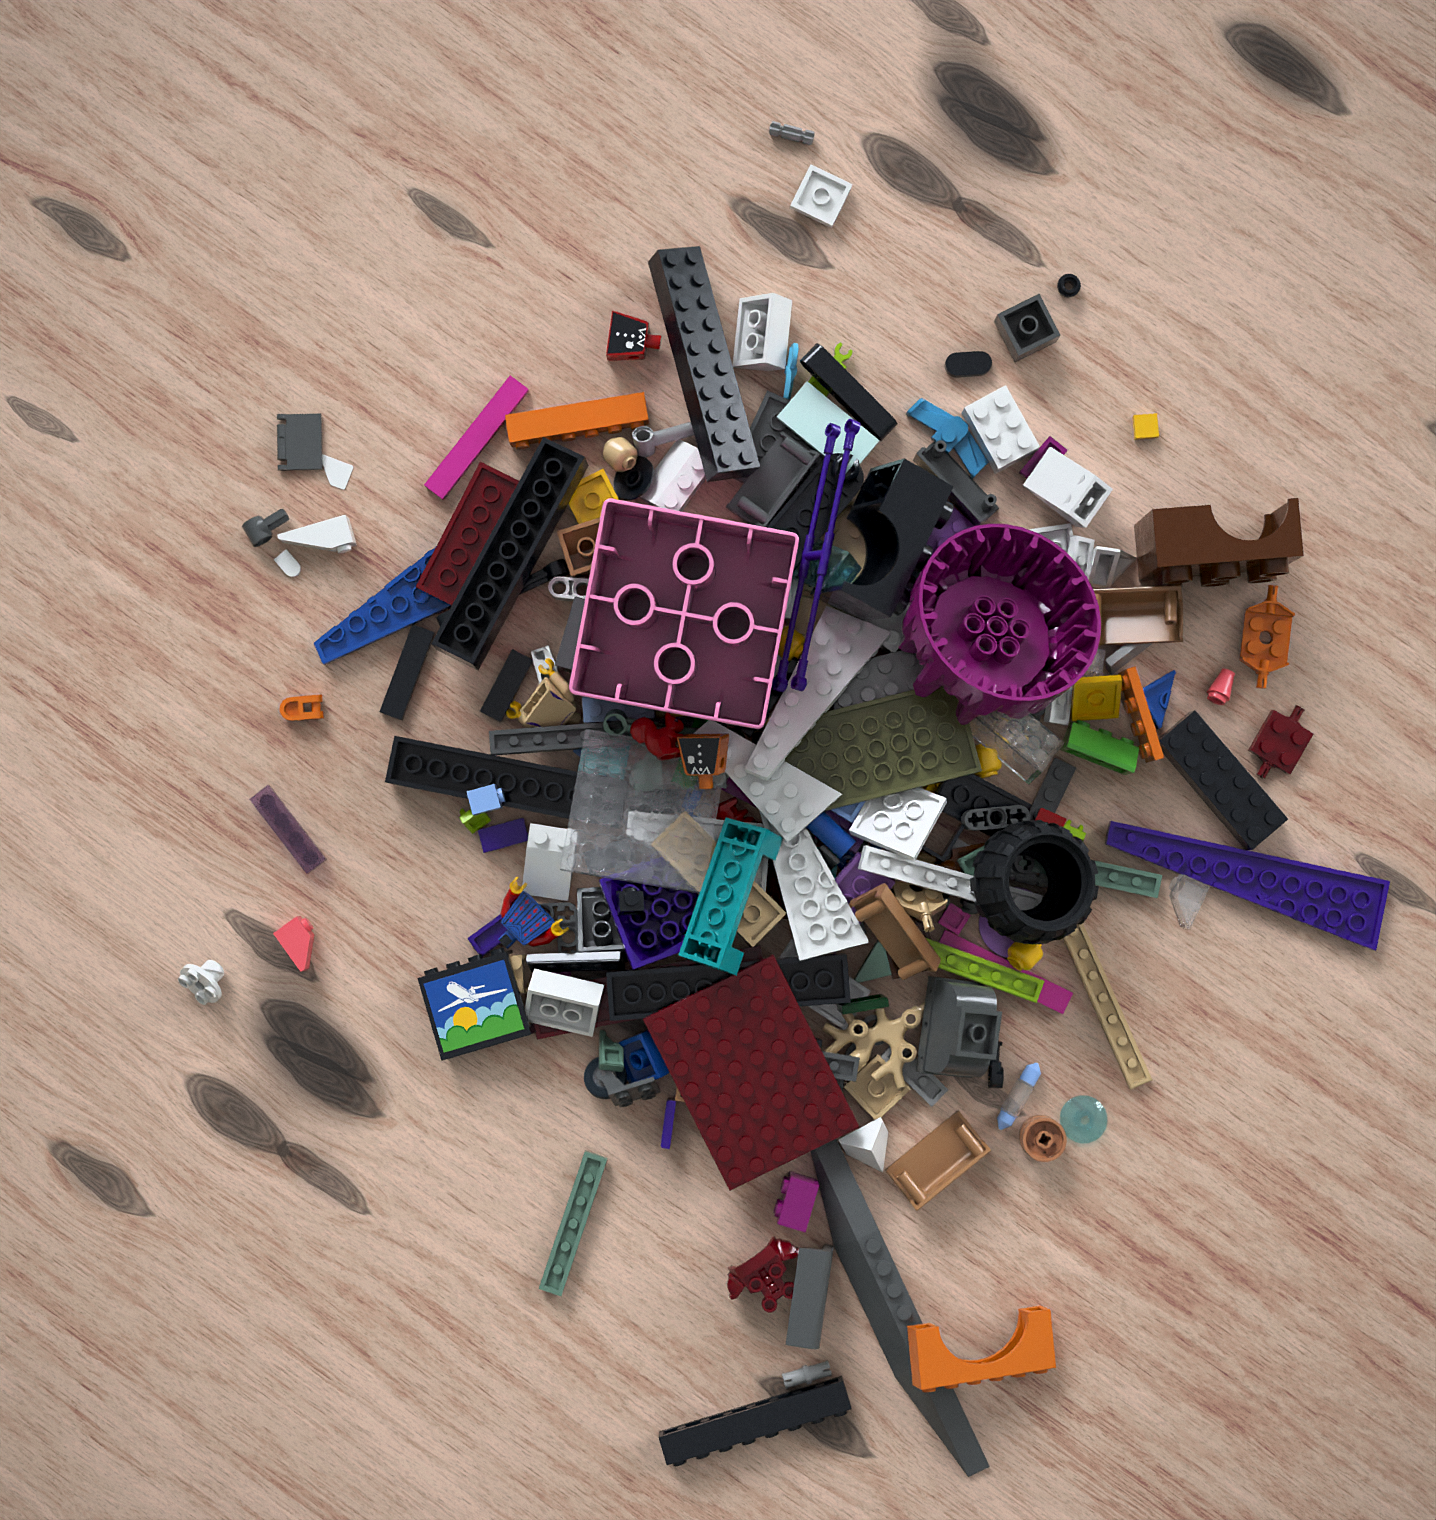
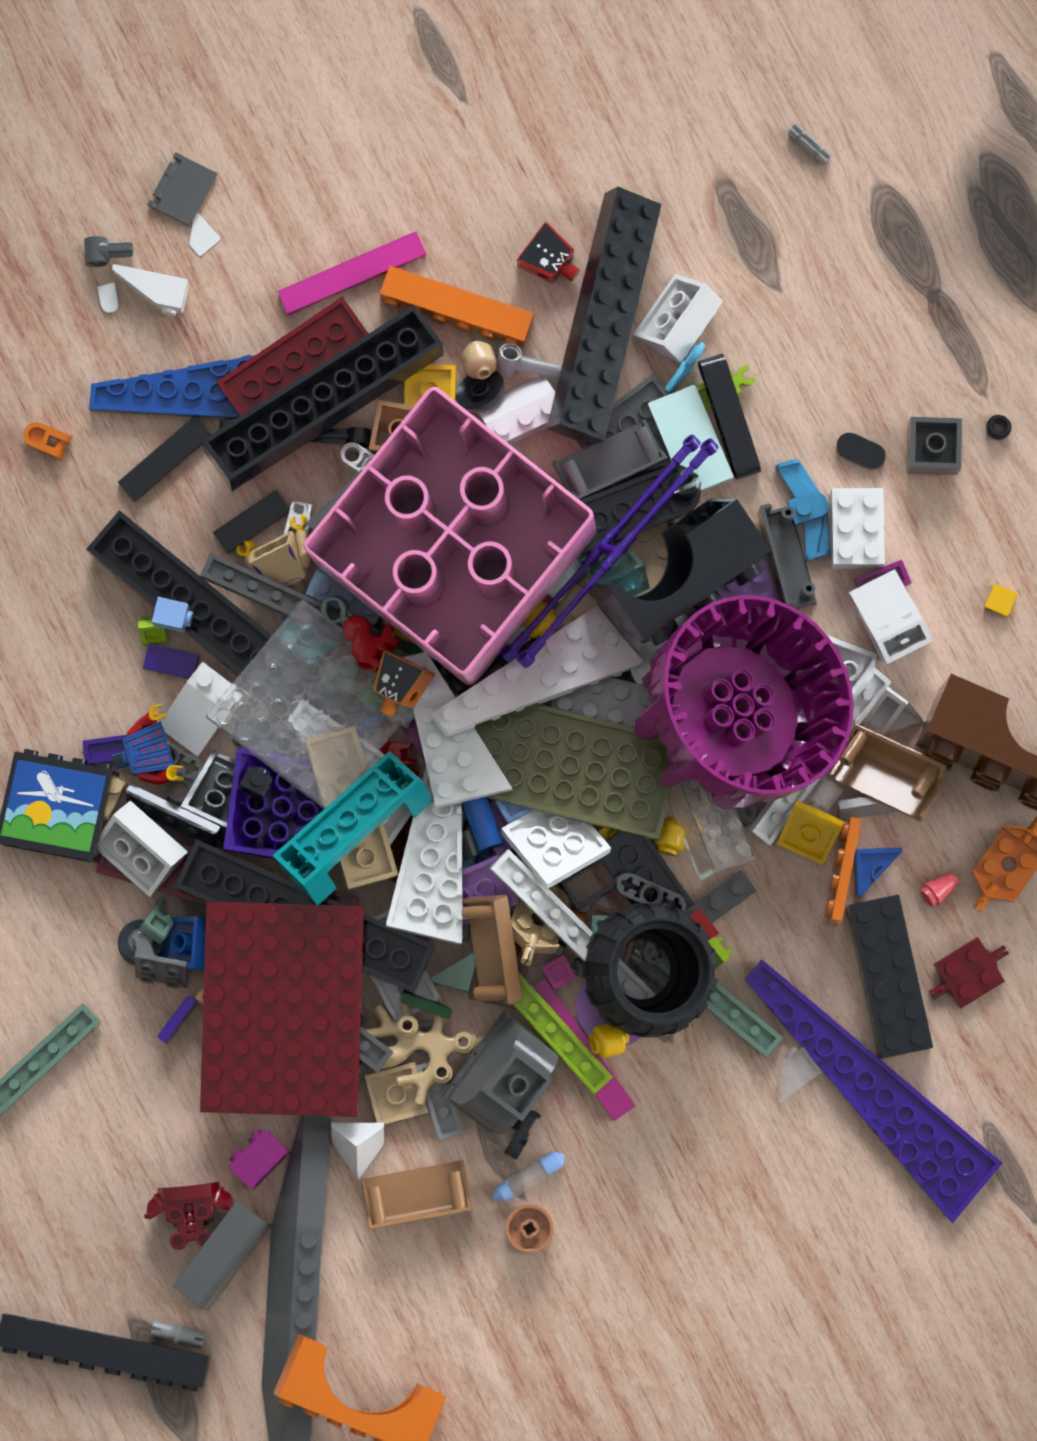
camera: 25 degrees right, 5 degrees down
(821, 196) = (805, 218): white plate -> none
(1073, 1112) = (594, 1234): clear light blue dish -> none
(1100, 747) = (788, 882): bright green slope -> none
(1107, 1007) = (661, 1132): tan tile -> none

